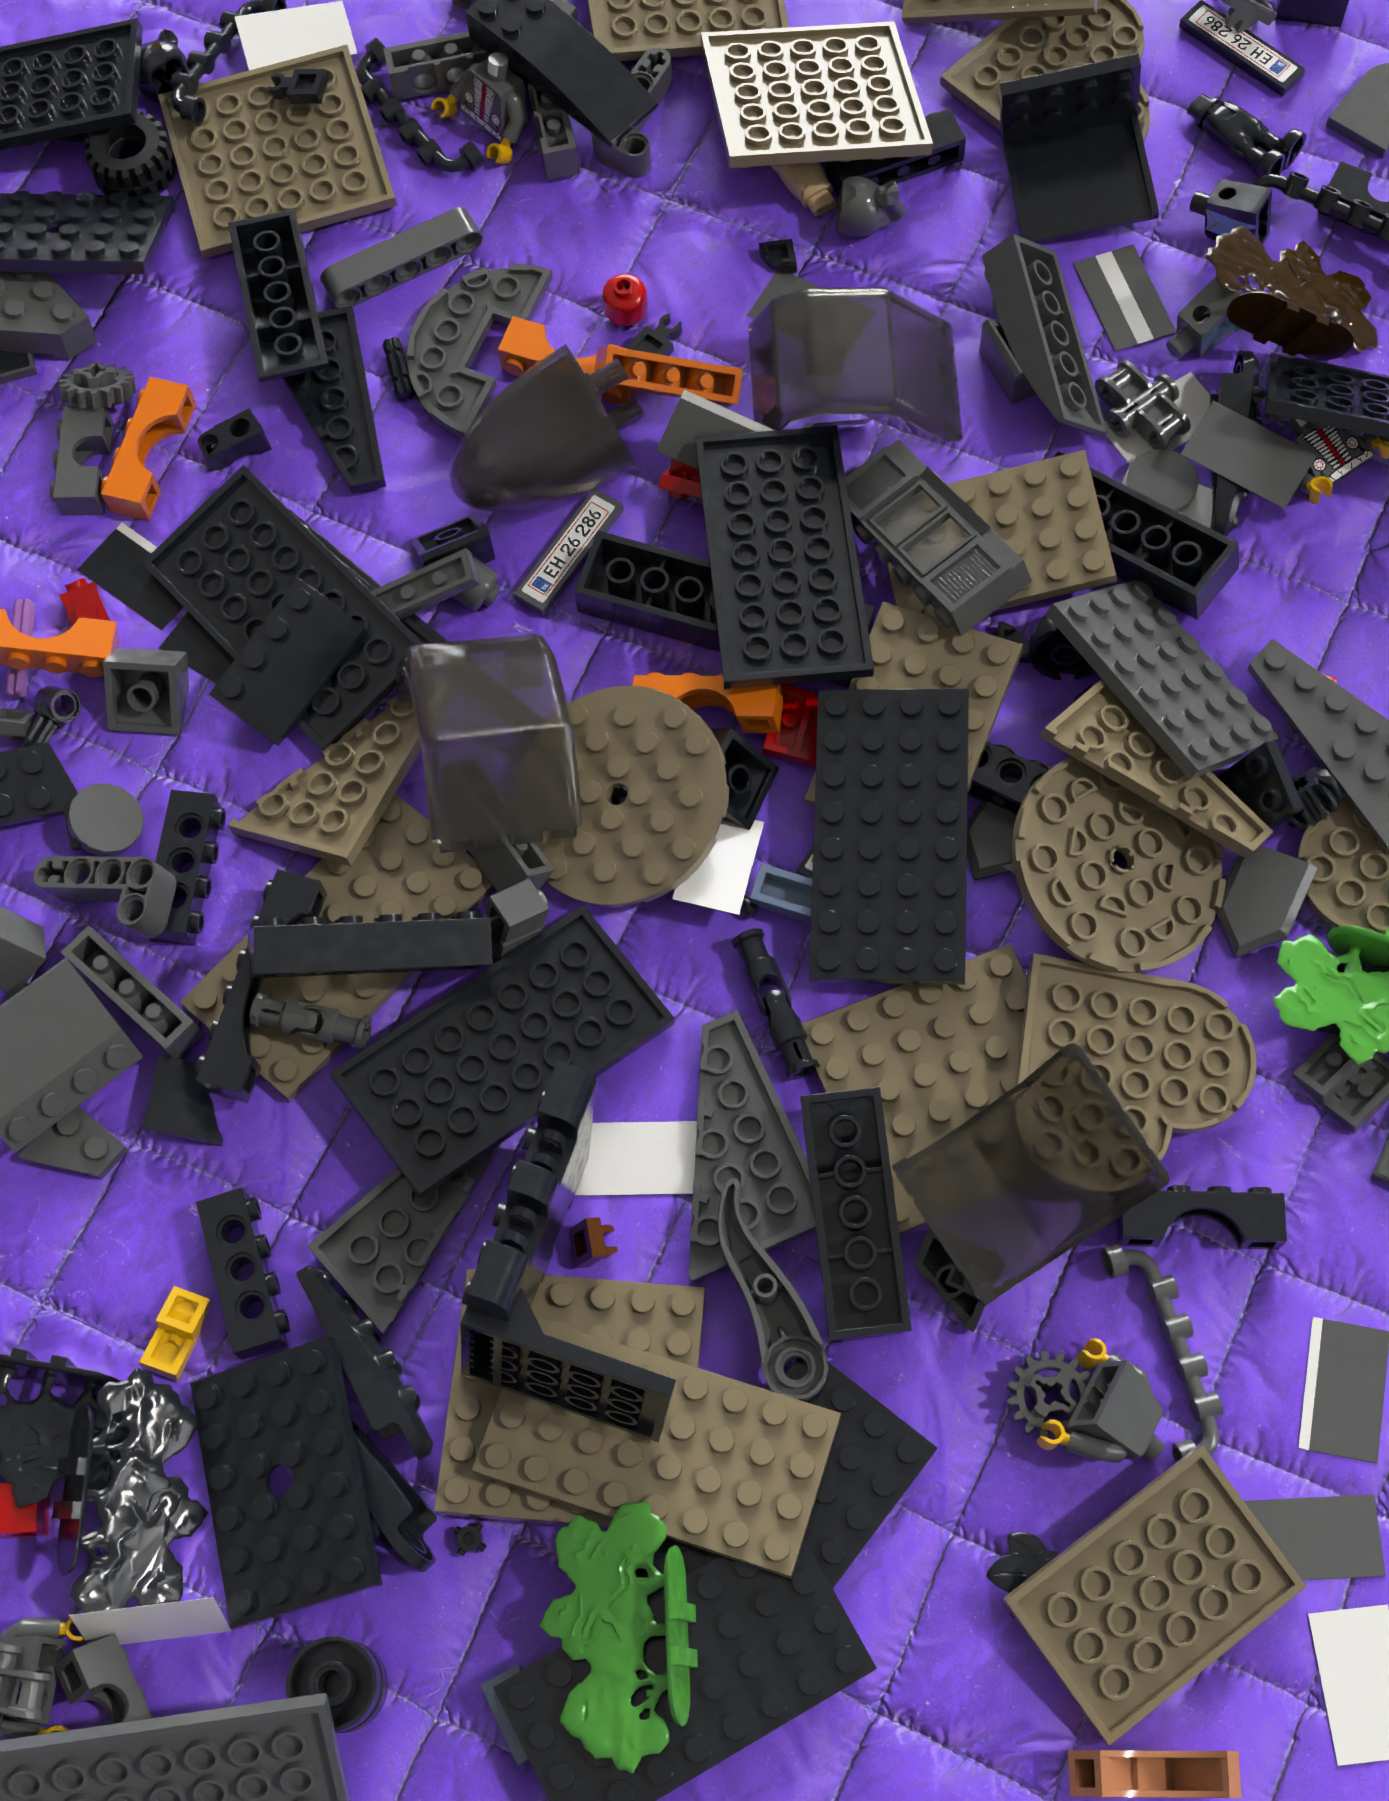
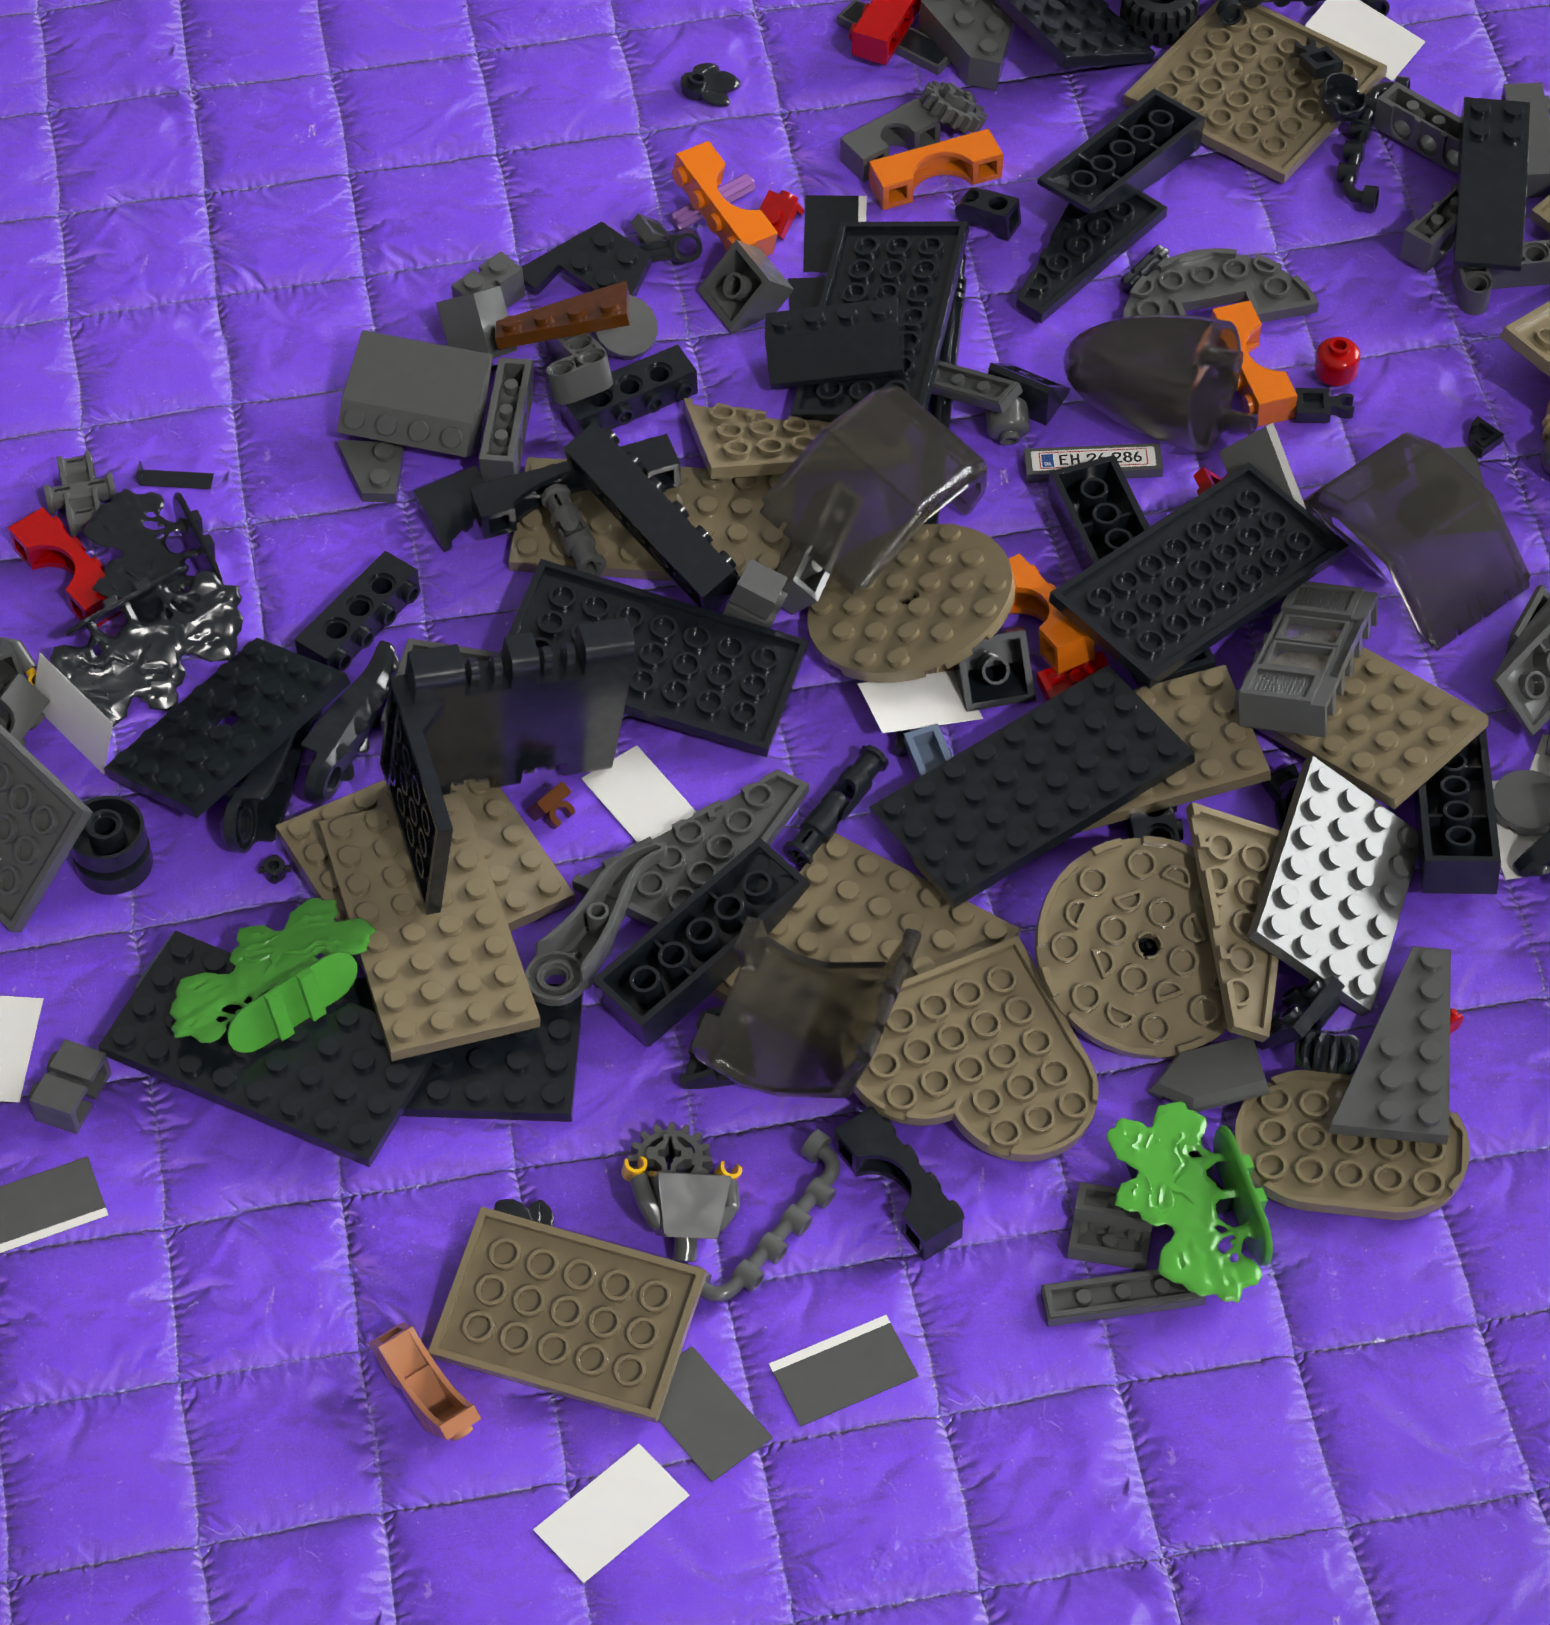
camera: 50 degrees right, 15 degrees down
(71, 856) = (577, 315): none -> reddish brown wing
(176, 1333) = (293, 608): yellow slope -> none
(362, 100) = (1341, 98): none -> black hair
(401, 258) = (1239, 212): dark grey beam -> none
(493, 99) = (1428, 177): torso -> none
(673, 375) = (1288, 418): orange brick -> none

